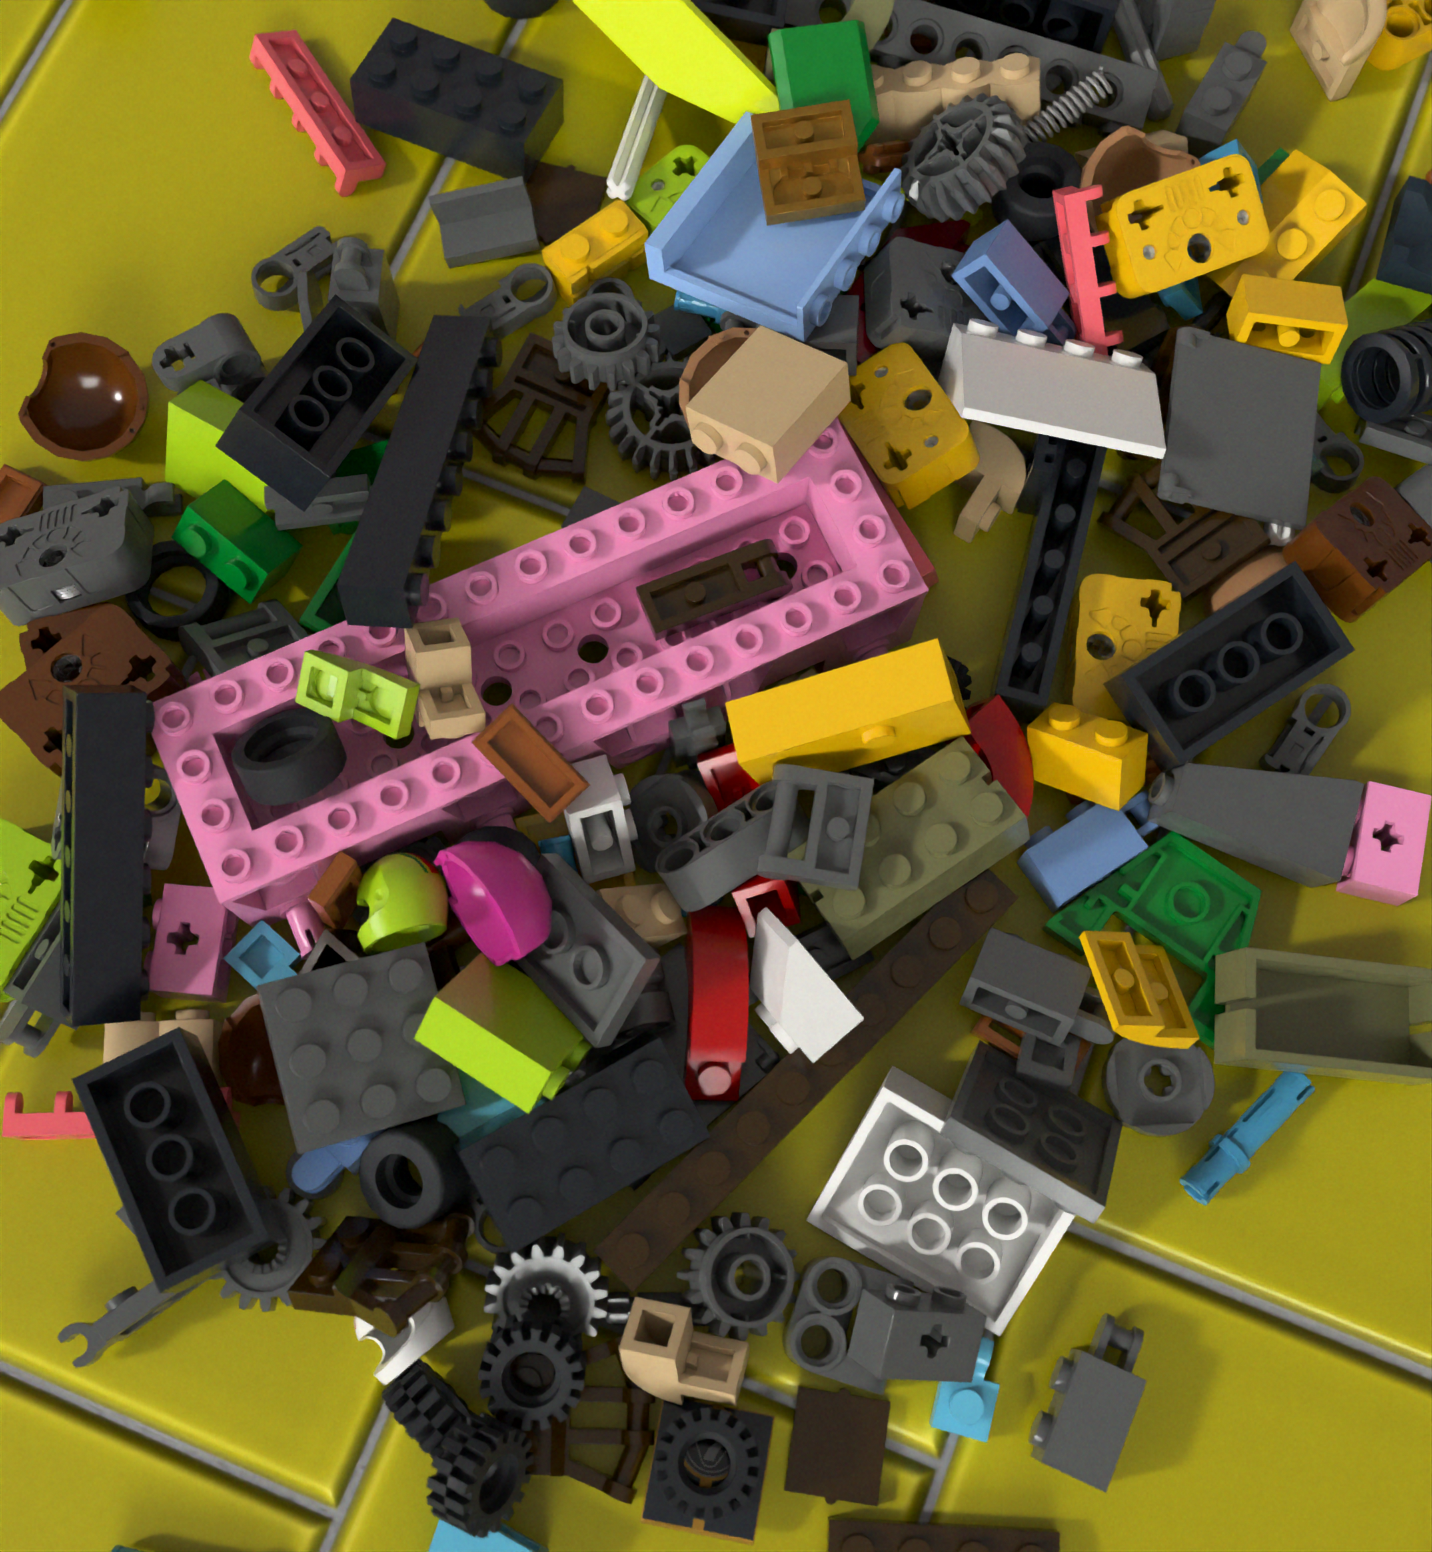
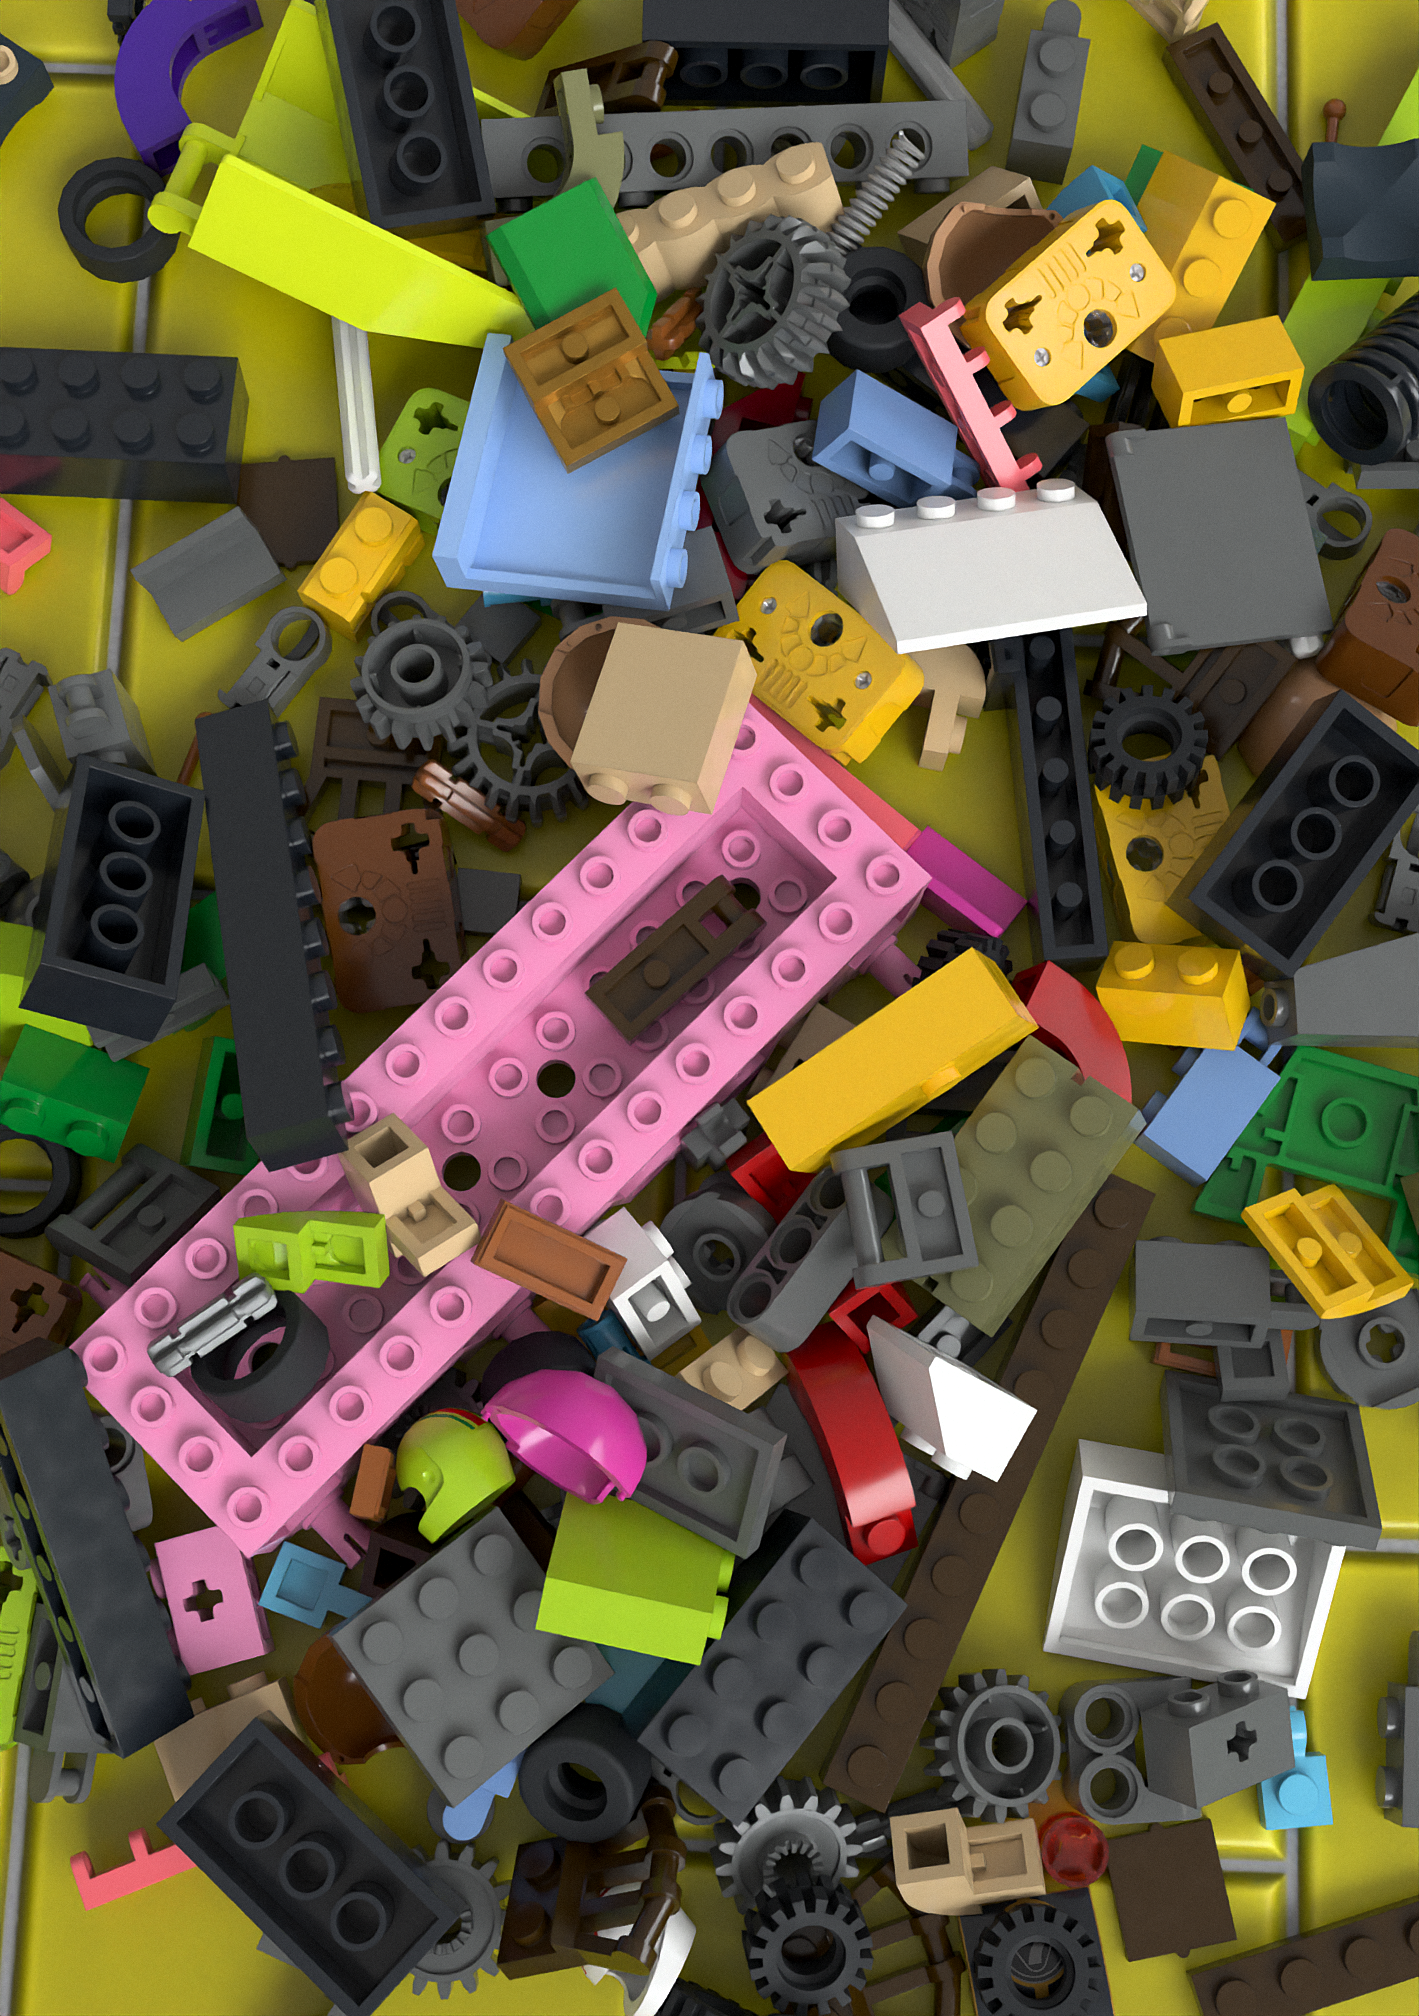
camera: 20 degrees left, 5 degrees up
(261, 720) = (212, 1324): none -> axle
(540, 488) = (412, 901): none -> reddish brown axle
(606, 442) = (466, 805): none -> dark orange axle
(774, 1391) = (1080, 1859): none -> clear red wheel
(949, 620) = (963, 890): none -> dark pink panel
(1136, 544) = (1147, 716): none -> black tyre
(1359, 162) = (1241, 128): none -> dark brown plate

